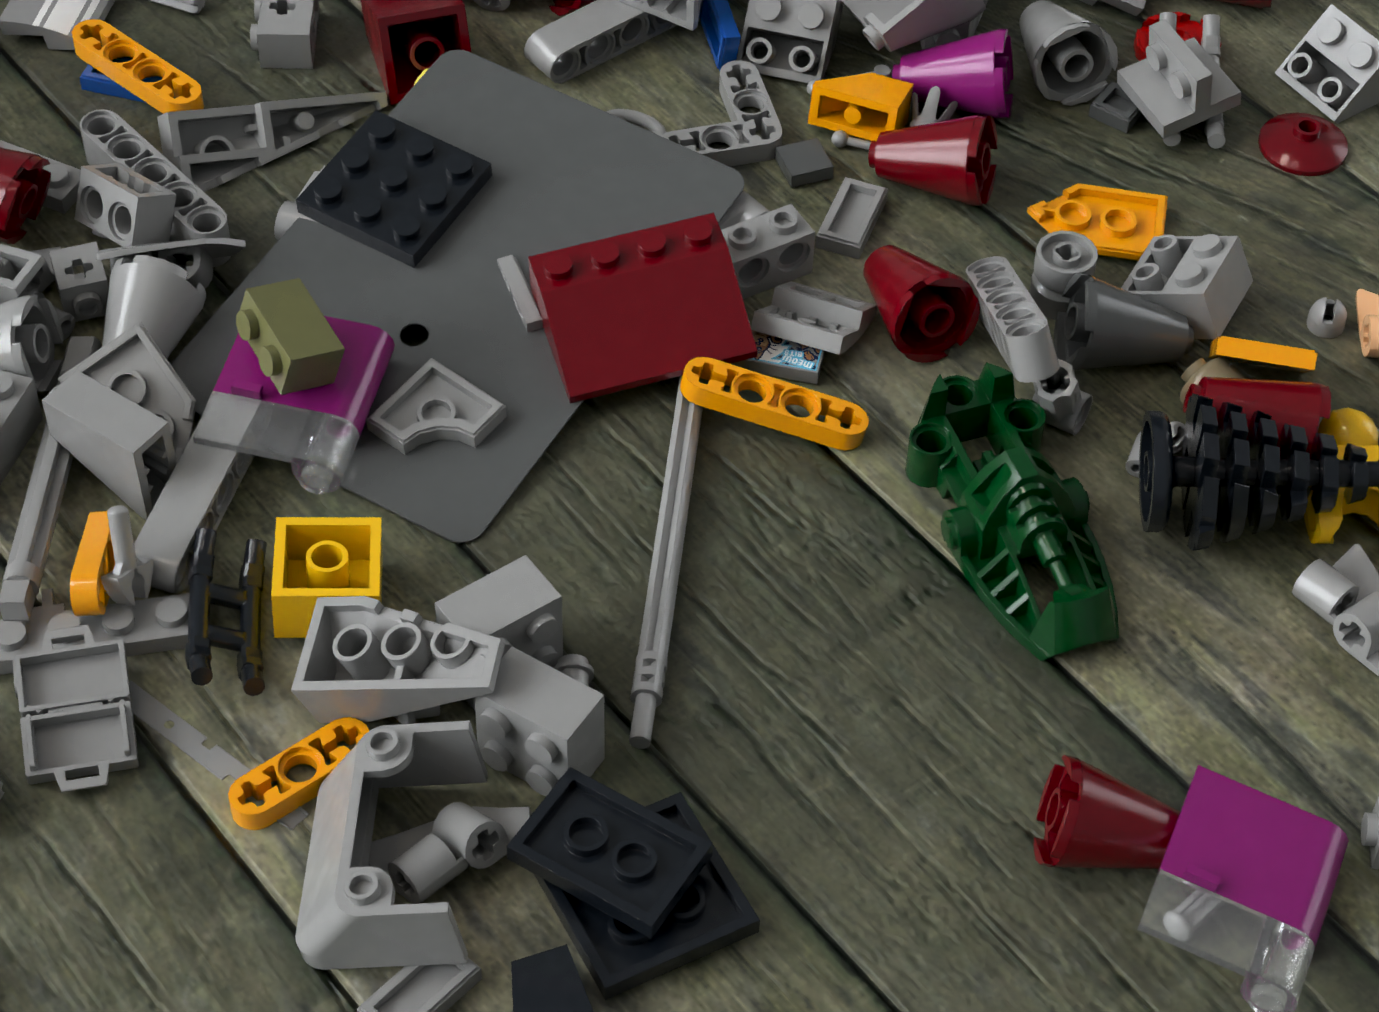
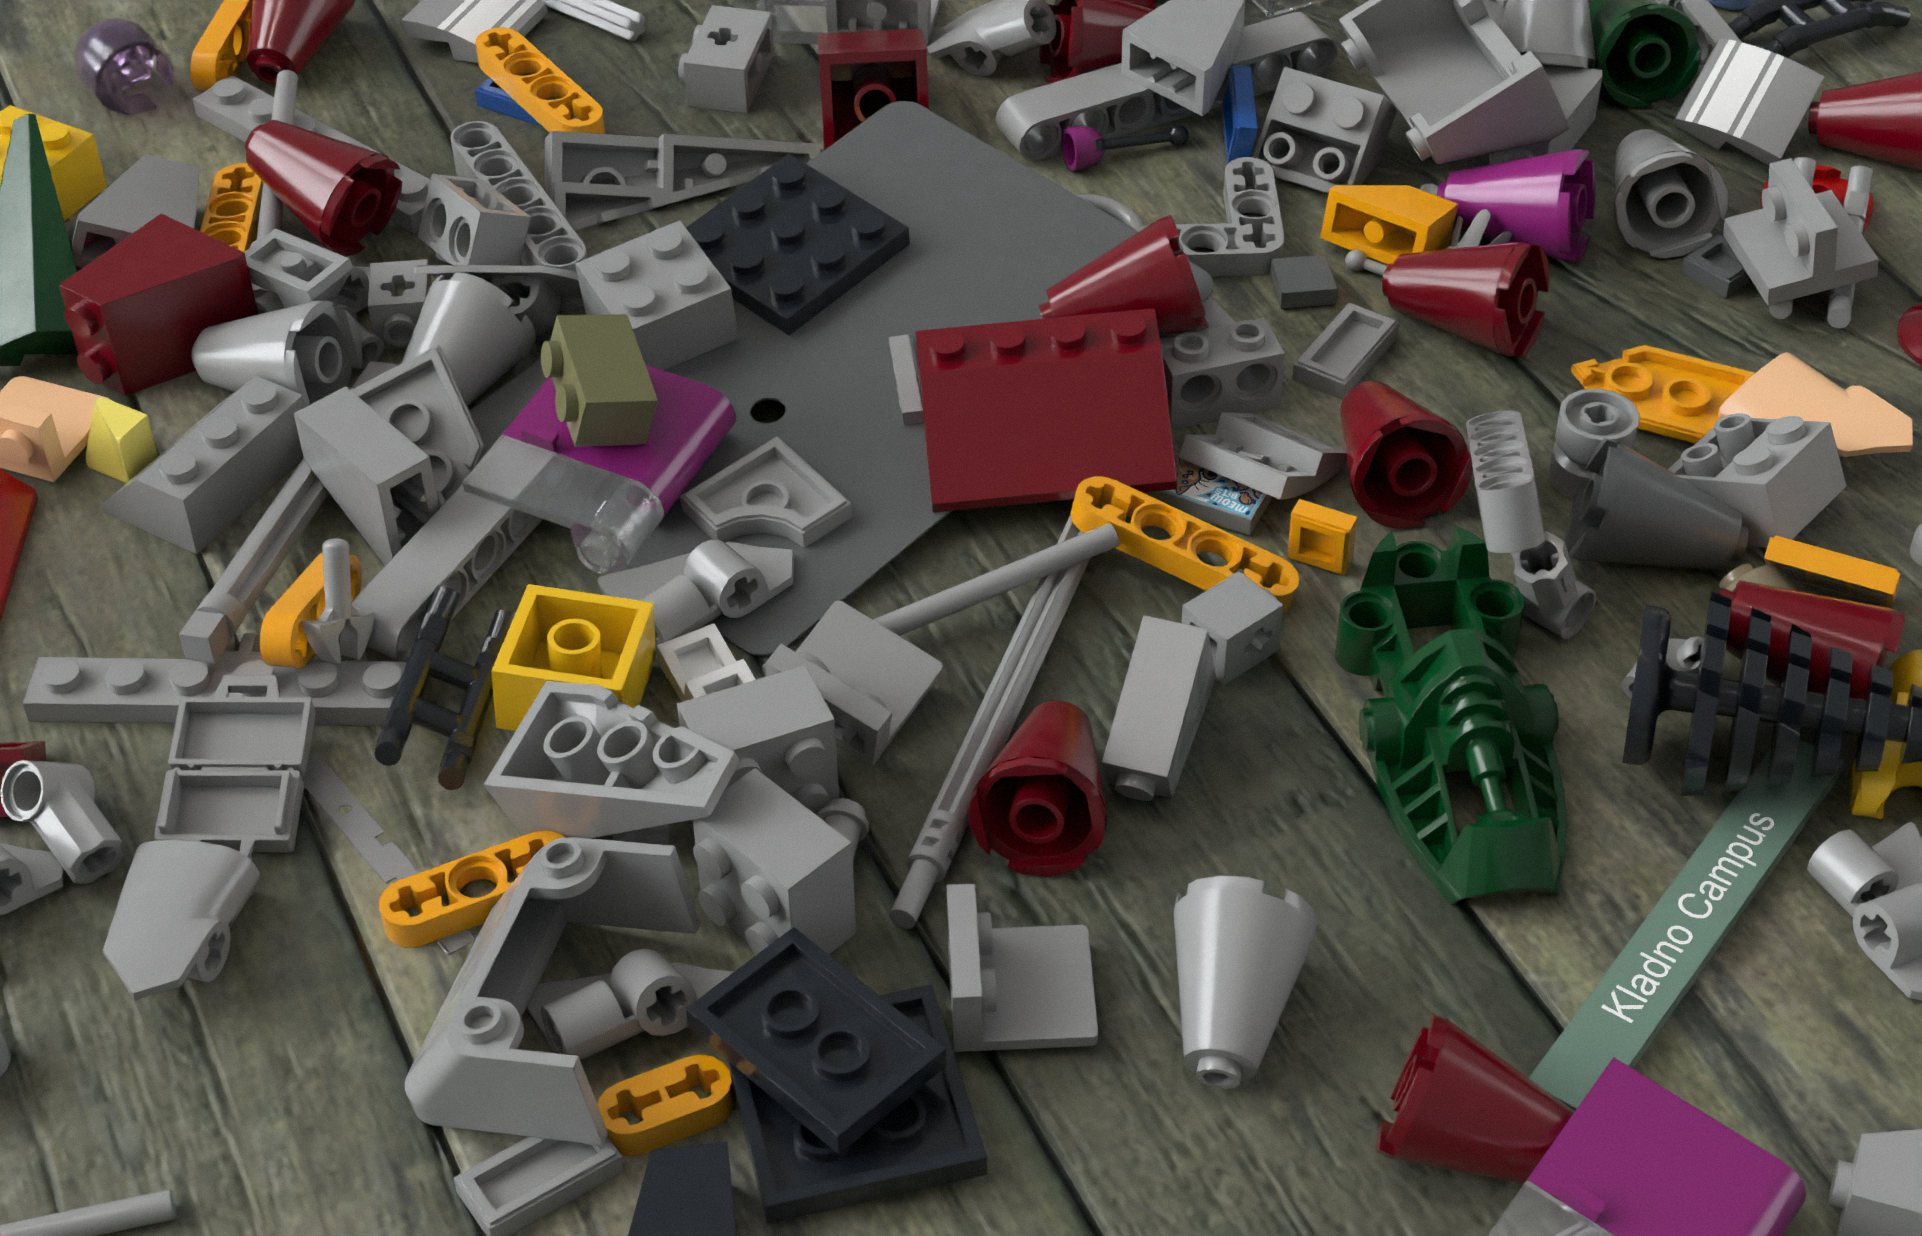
camera: 15 degrees right, 5 degrees down
(67, 835) = (177, 914): none -> light grey panel
(307, 242) = (667, 290): none -> light grey brick
(403, 492) = (704, 584): none -> light grey panel
(428, 565) = (701, 663): none -> white slope
(504, 925) = (666, 1104): none -> light orange beam
(520, 531) = (999, 581): none -> light grey bar
(560, 544) = (864, 675): none -> light grey bracket
(602, 67) = (1085, 146): none -> hinge
(687, 189) = (1135, 275): none -> dark red cone
(725, 624) = (1043, 794): none -> dark red cone
(741, 778) = (1017, 982): none -> light grey bracket
(793, 543) = (1159, 708): none -> light grey slope
(827, 465) = (1241, 624): none -> light grey brick
(876, 380) = (1322, 537): none -> light orange tile
(906, 745) = (1236, 972): none -> light grey cone
(1203, 211) = (1857, 416): none -> light nougat panel
(1211, 663) = (1683, 929): none -> sand green tile

